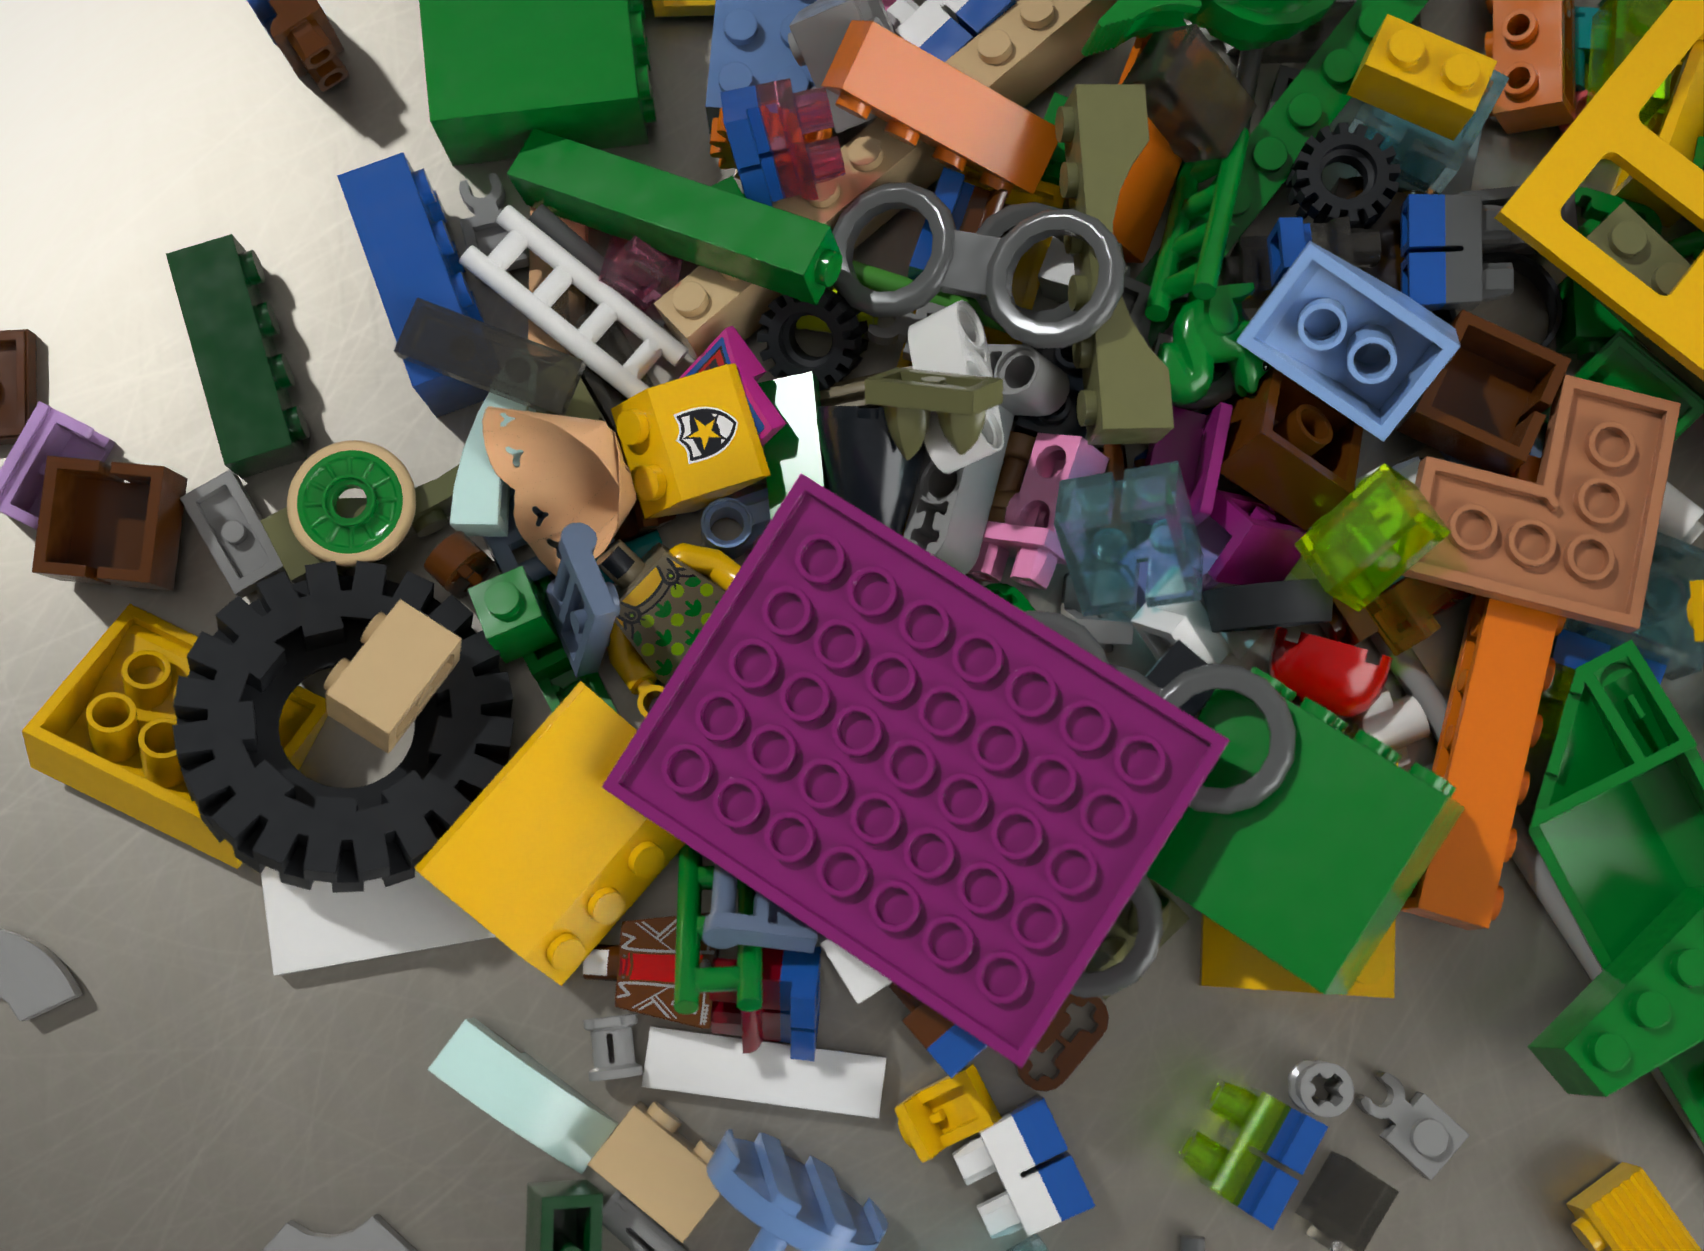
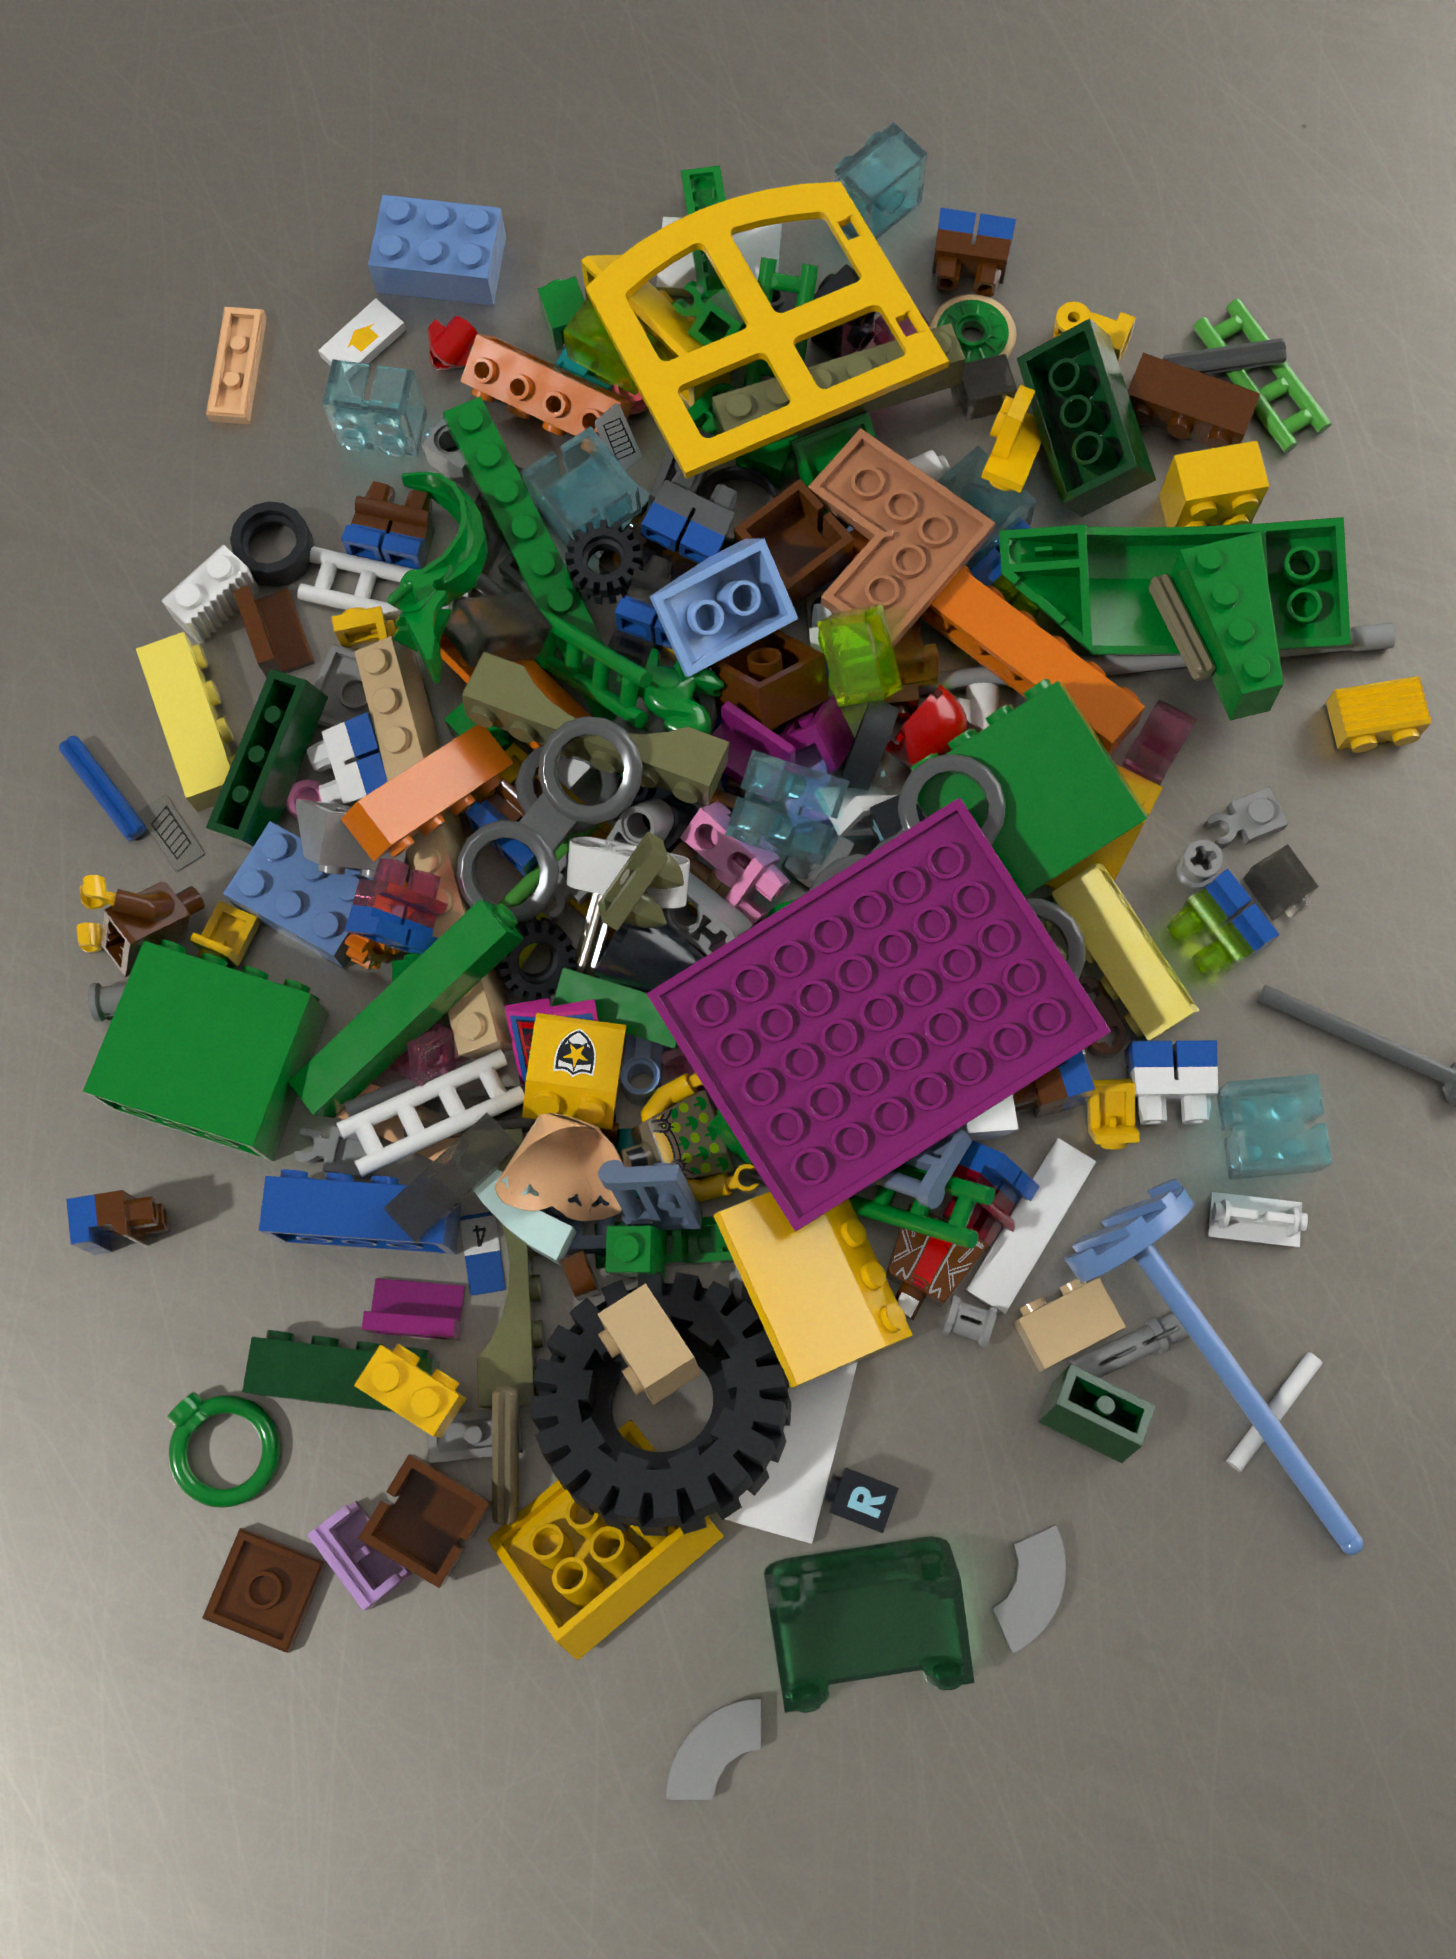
camera: 60 degrees left, 5 degrees down
(124, 215) = (193, 1414): none -> green piece
(215, 1071) = (867, 1618): none -> clear green windscreen
(220, 576) = (505, 1454): none -> dark tan axle
(234, 434) = (410, 1391): none -> yellow brick
(344, 467) = (470, 1334): green wheel -> none
(346, 1010) = (861, 1499): none -> black brick
(348, 395) = (415, 1309): none -> magenta panel
(440, 449) = (482, 1253): none -> sticker
(522, 1095) = (976, 1398): light aqua slope -> none
(1155, 1041) = (1125, 954): none -> light yellow brick
(1422, 77) = (567, 478): yellow brick -> none
(1457, 967) = (1159, 742): none -> clear pink brick
(1516, 124) = (618, 436): none -> white sticker
(1624, 932) = (1182, 627): none -> dark tan axle

